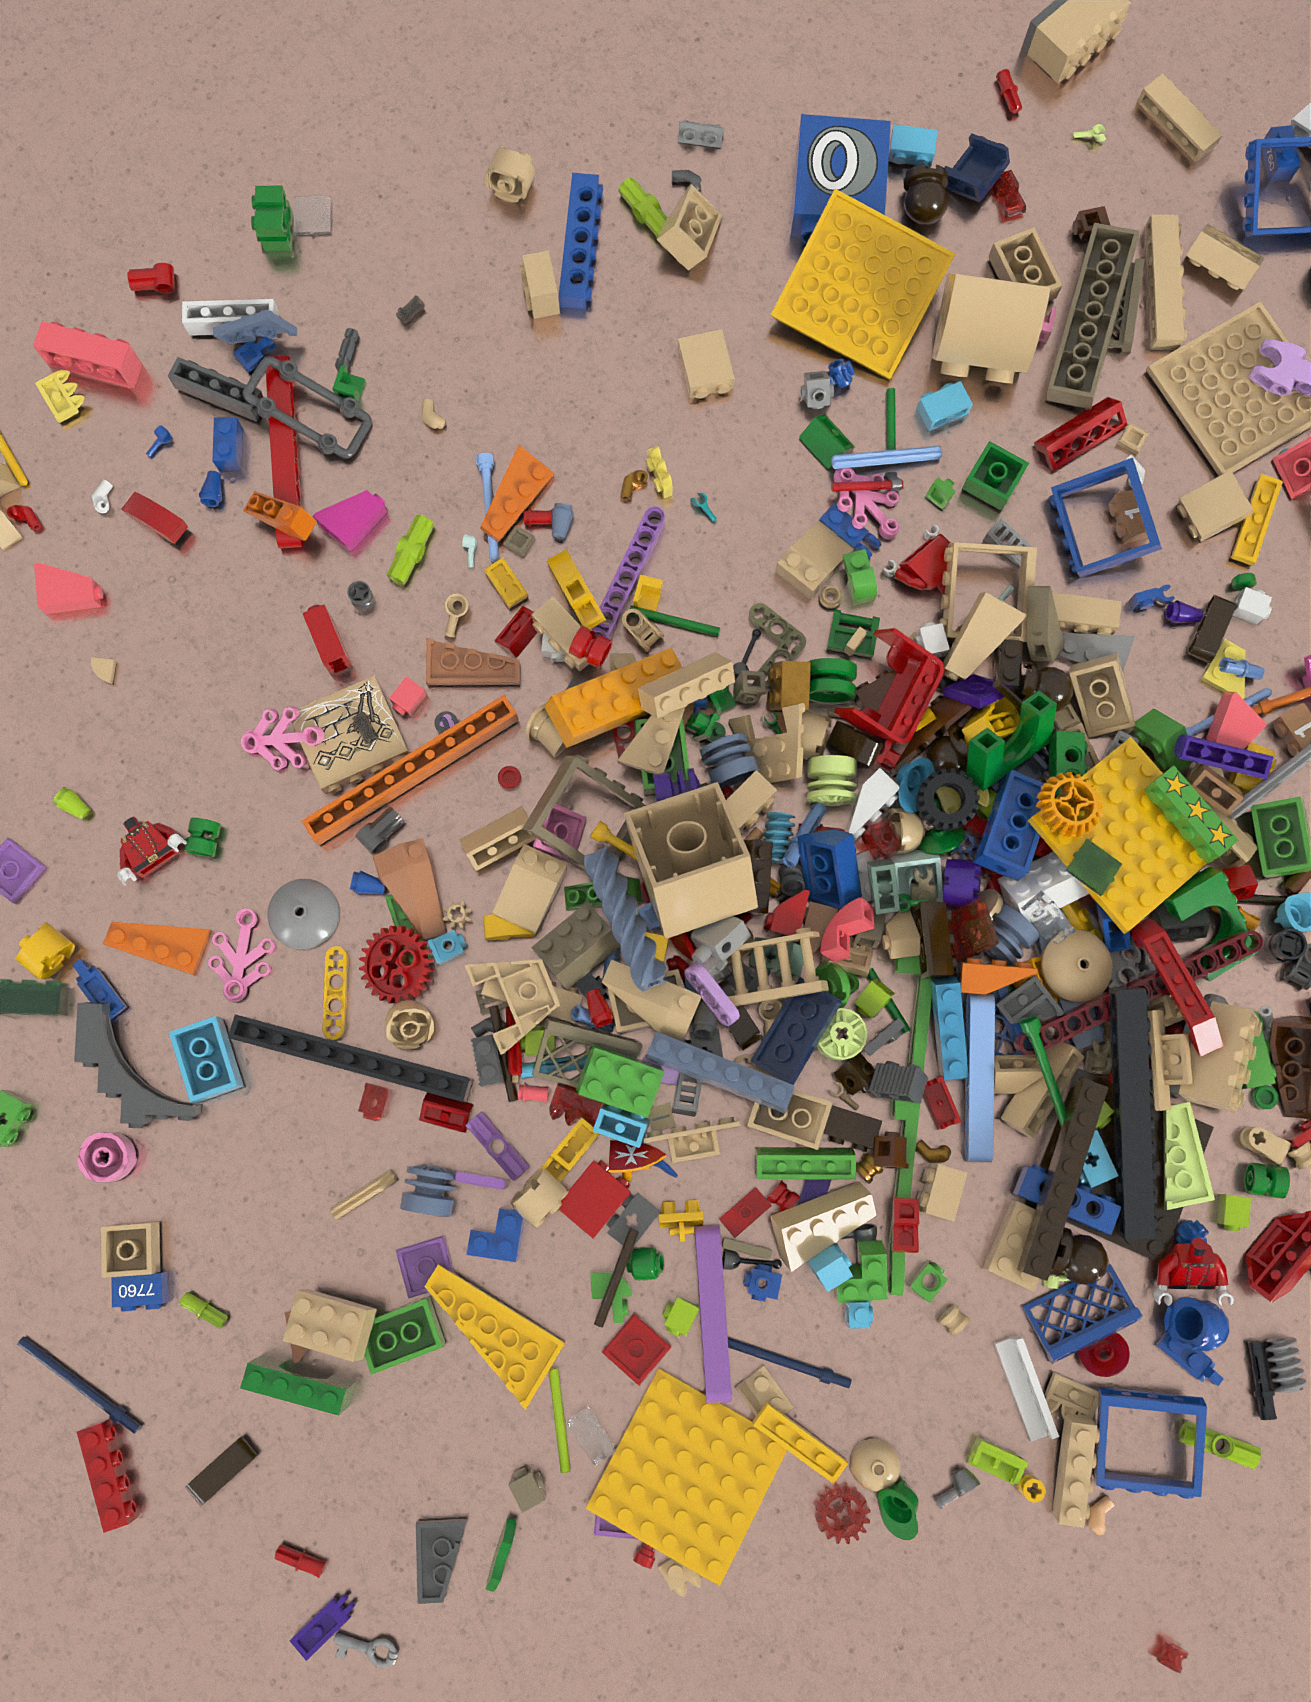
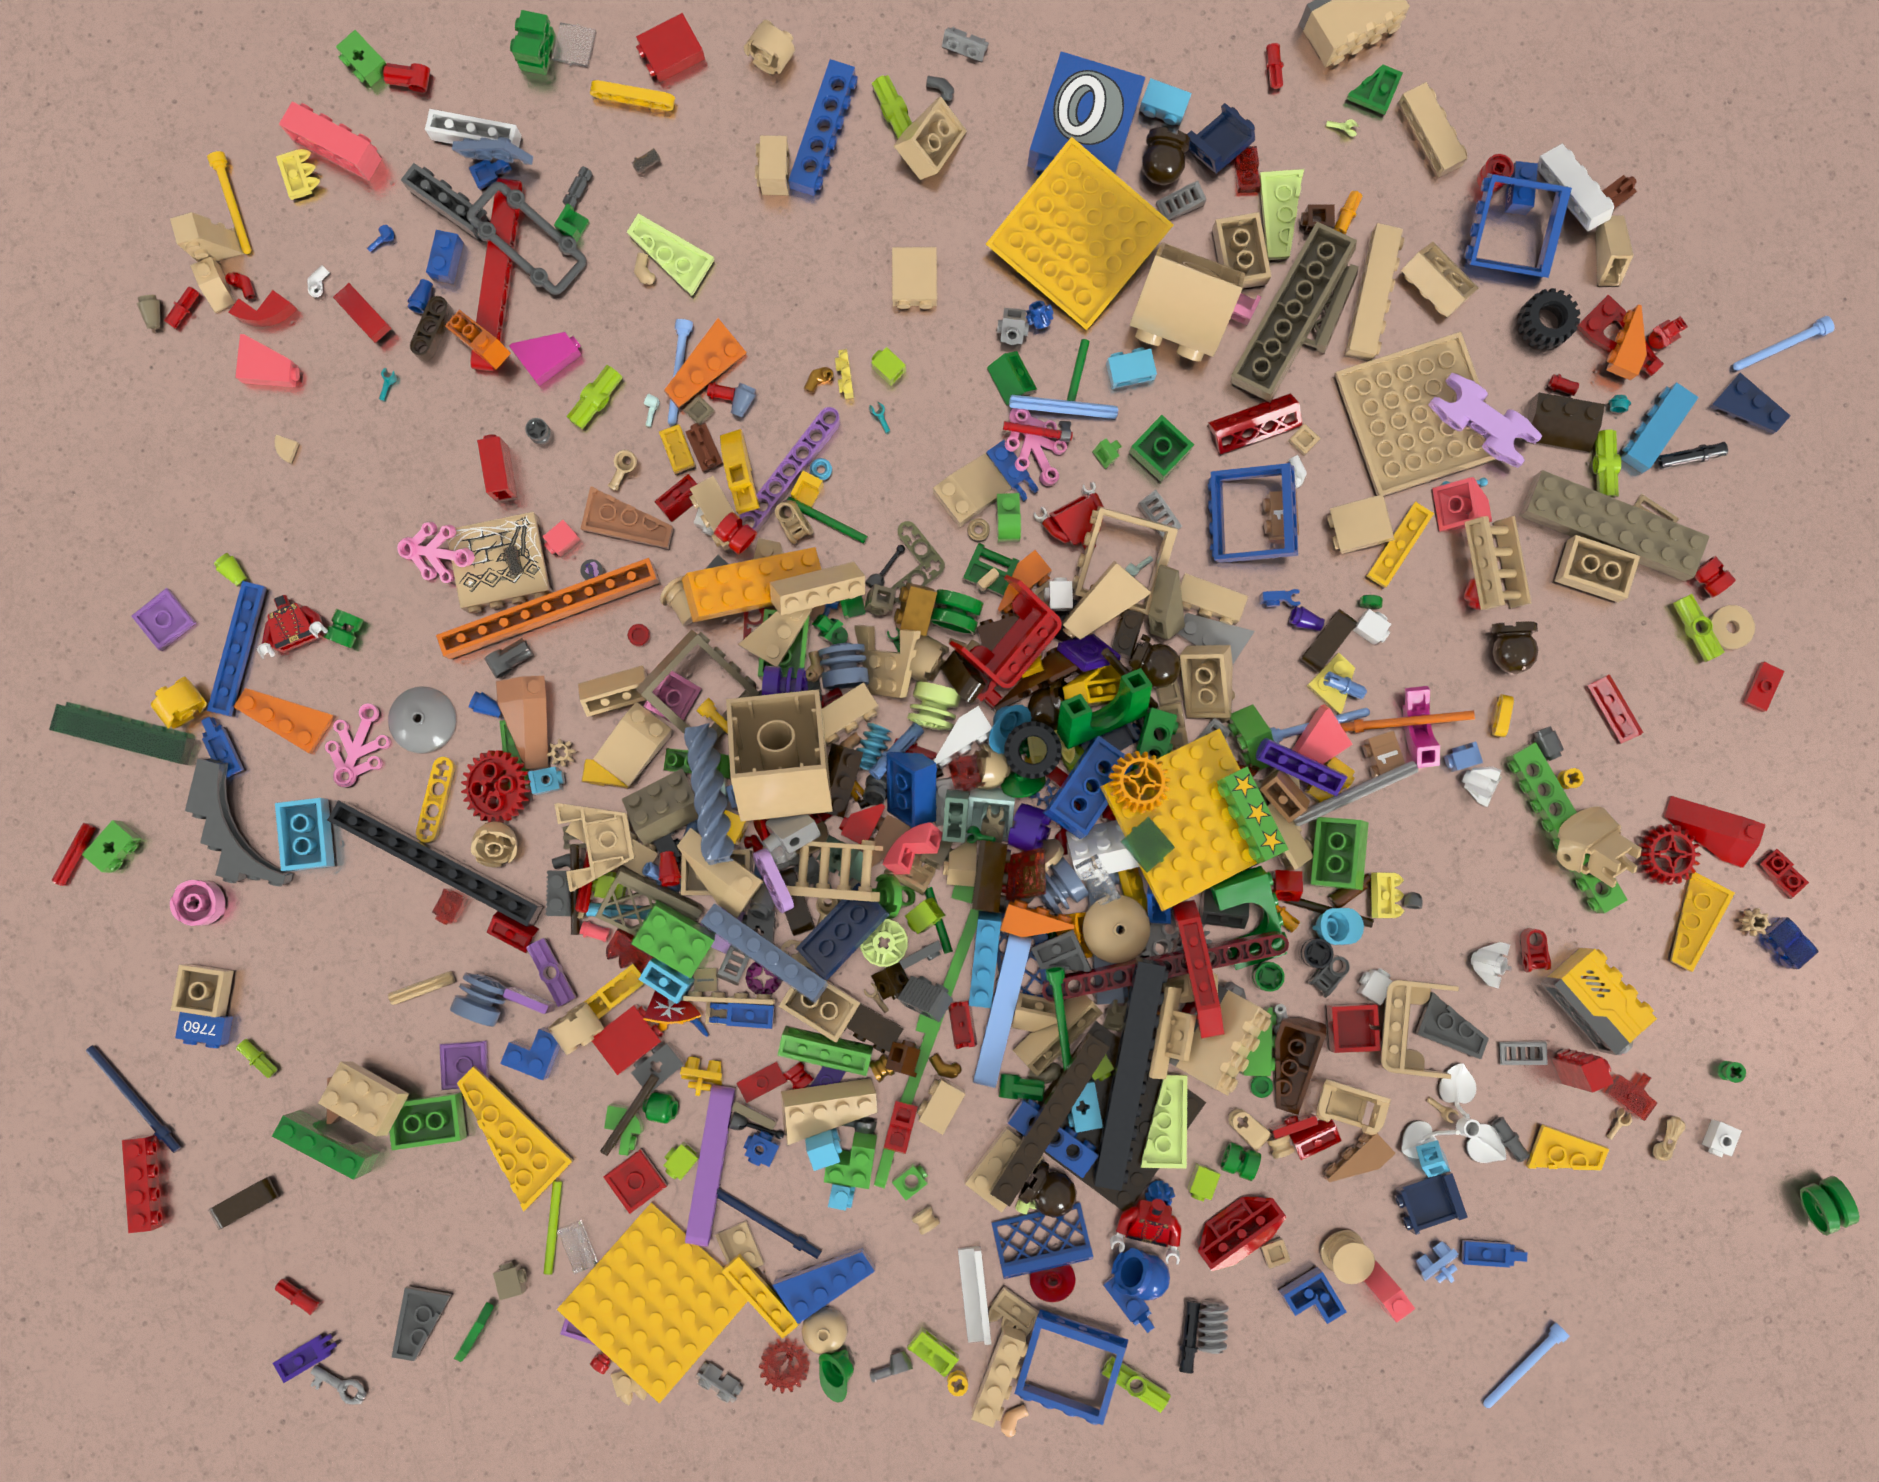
camera: 10 degrees right, 5 degrees up
(61, 536) = (271, 312): none -> red brick
(94, 883) = (236, 648): none -> blue plate
(102, 270) = (352, 50): none -> bright green brick
(195, 579) = (387, 382): none -> teal hand
(224, 508) = (429, 318): none -> dark brown beam
(382, 249) = (632, 95): none -> yellow beam
(409, 197) = (669, 48): none -> red brick
(459, 393) = (675, 255): none -> yellowish green wing
(532, 575) = (703, 446): none -> copper hinge
(657, 565) = (818, 463): none -> medium azure plate
(699, 767) = (814, 670): none -> light nougat arm
(700, 455) = (887, 365): none -> lime brick
(712, 1144) = (744, 1015): none -> blue hinge
(714, 1111) = (756, 985): none -> magenta gear
(784, 1554) = (724, 1388): none -> light grey hinge
(862, 1413) = (819, 1285): none -> blue wedge
(896, 618) = (1030, 571): none -> orange slope
(963, 227) = (1185, 191): none -> light grey slope
(1012, 1155) = (1016, 1087): none -> green piece
(1042, 1137) = (1048, 1075): none -> dark tan arm
(1048, 215) = (1279, 208): none -> yellowish green wing
(1115, 92) = (1377, 90): none -> green wing
(1118, 209) = (1348, 212): none -> light orange axle
(1242, 980) = (1267, 976): none -> green wheel
(1251, 132) = (1496, 164): none -> red wheel

